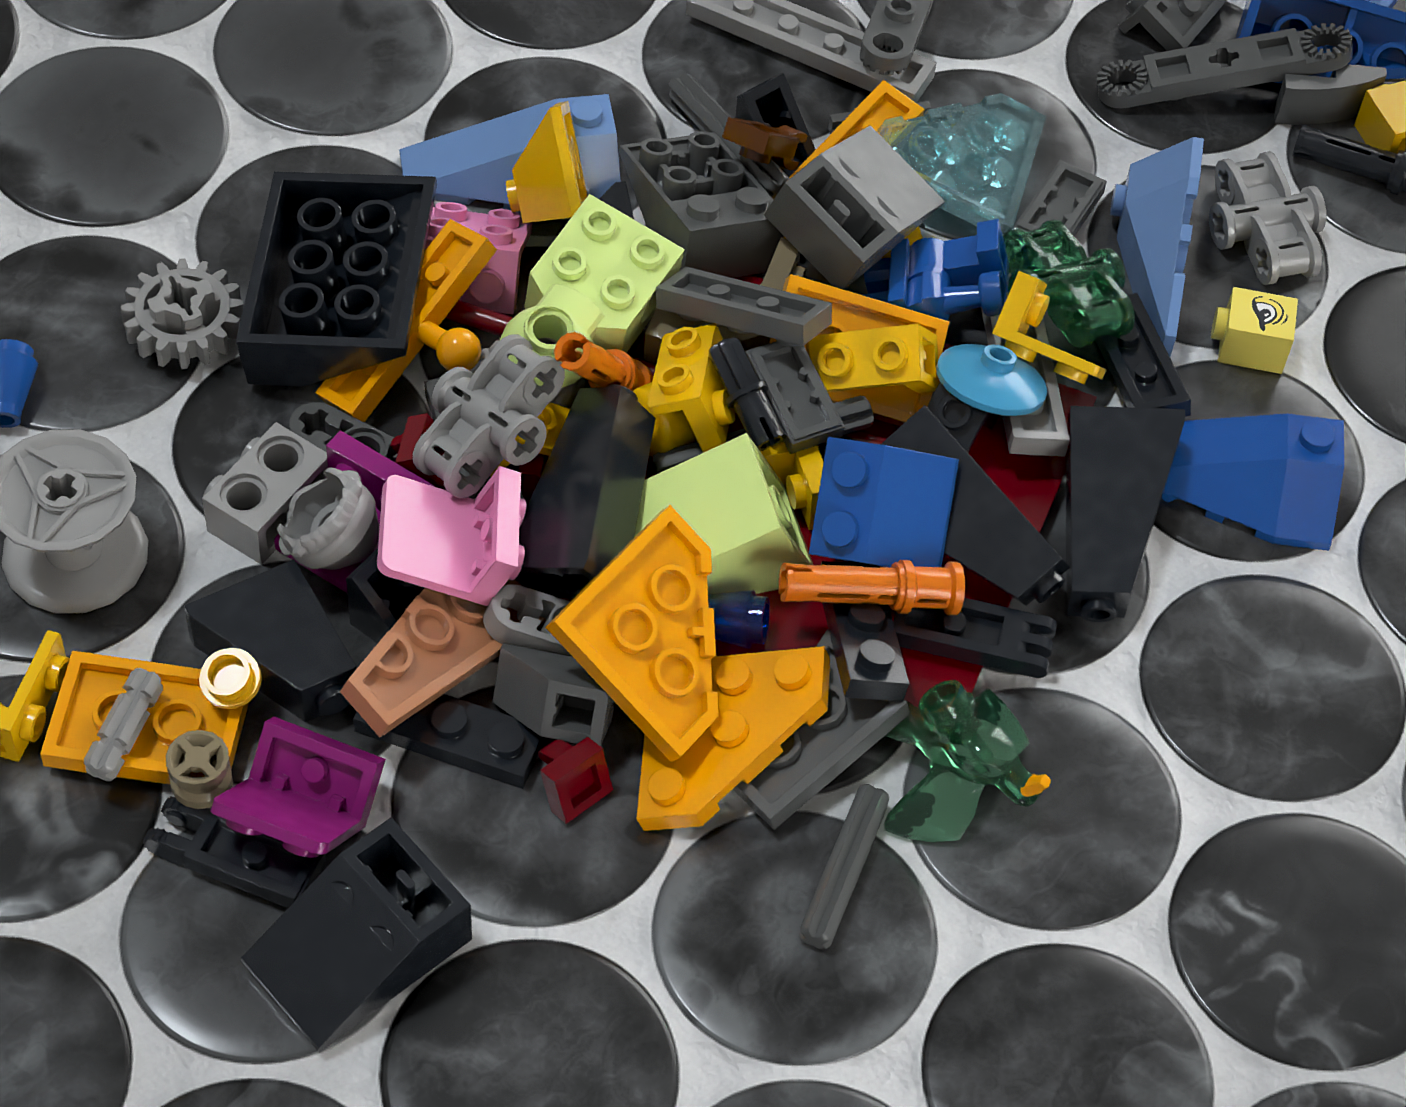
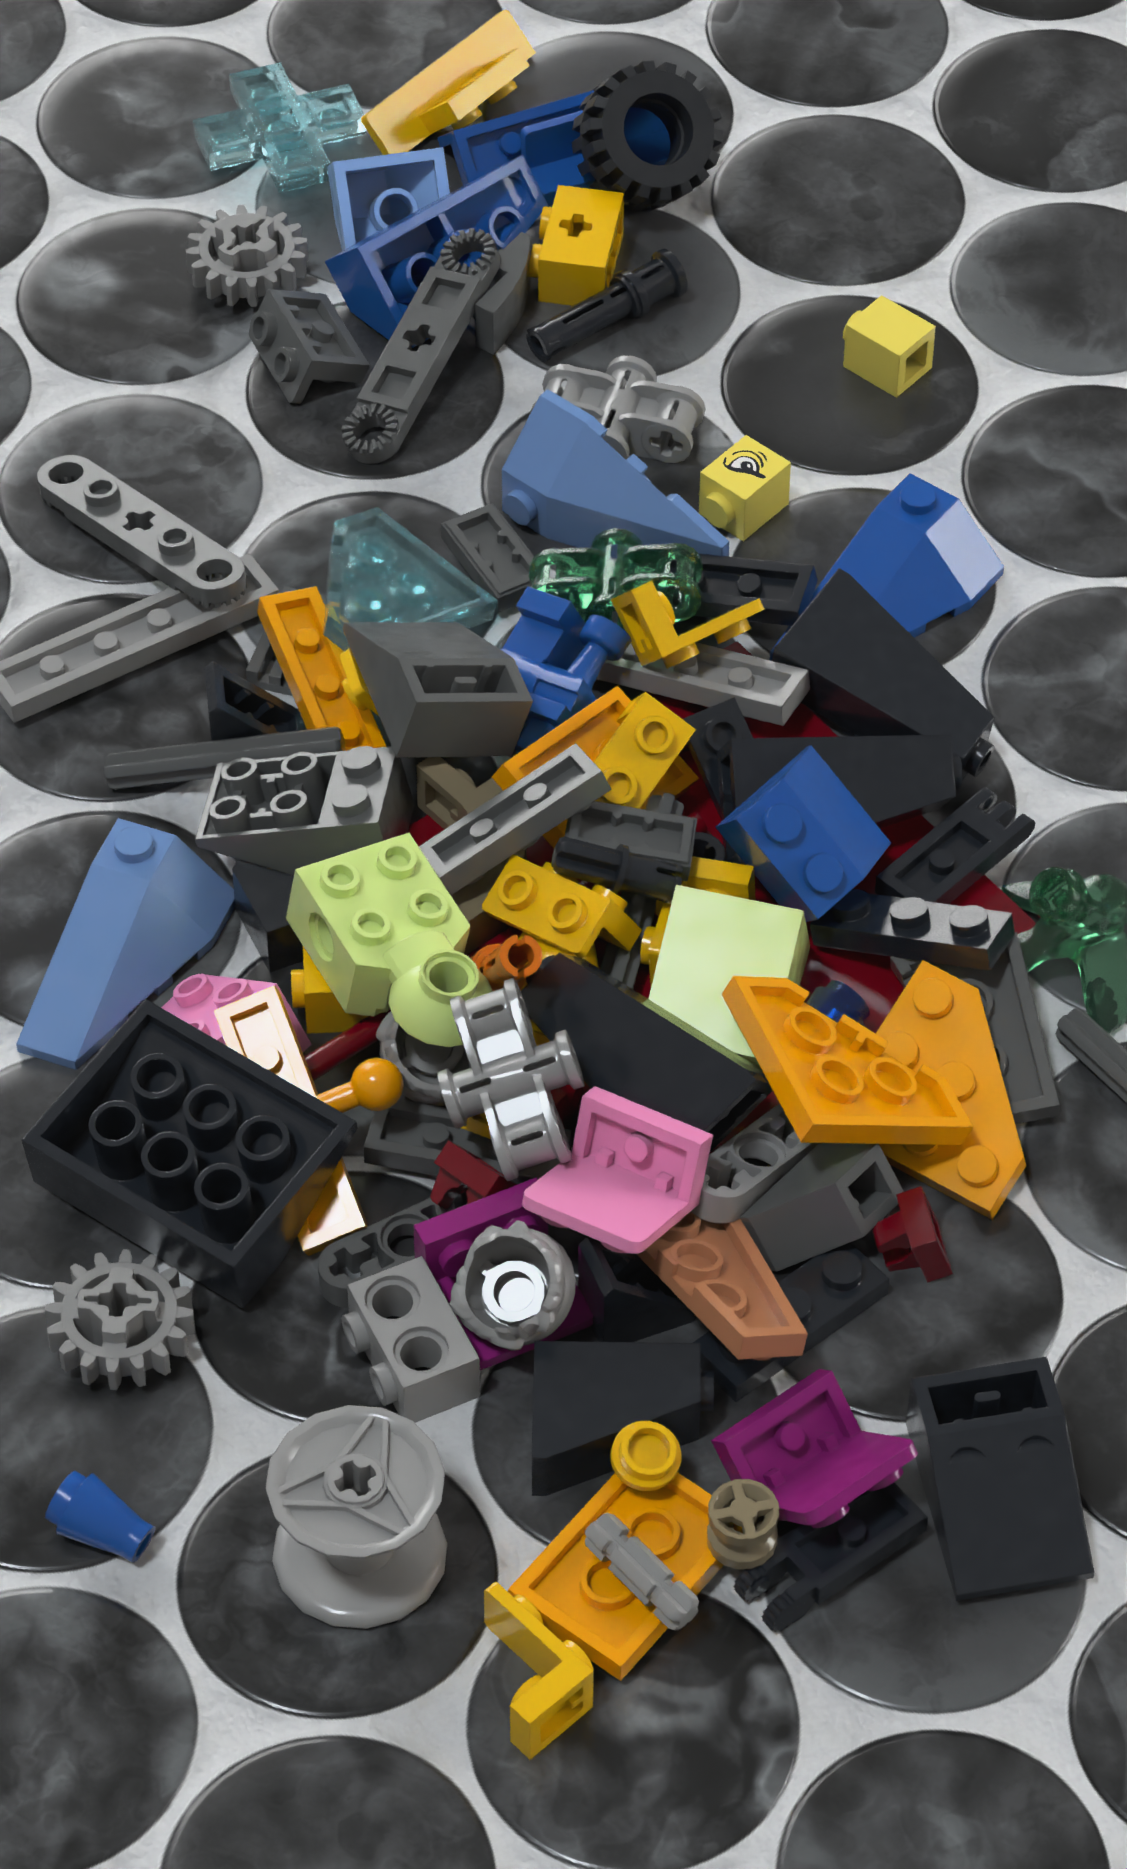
camera: 55 degrees left, 5 degrees down
(549, 171) = (194, 902): yellow slope -> none
(765, 142) = (288, 718): reddish brown plate -> none
(898, 586) = (899, 869): orange pin -> none
(991, 379) = (709, 686): dark azure dish -> none

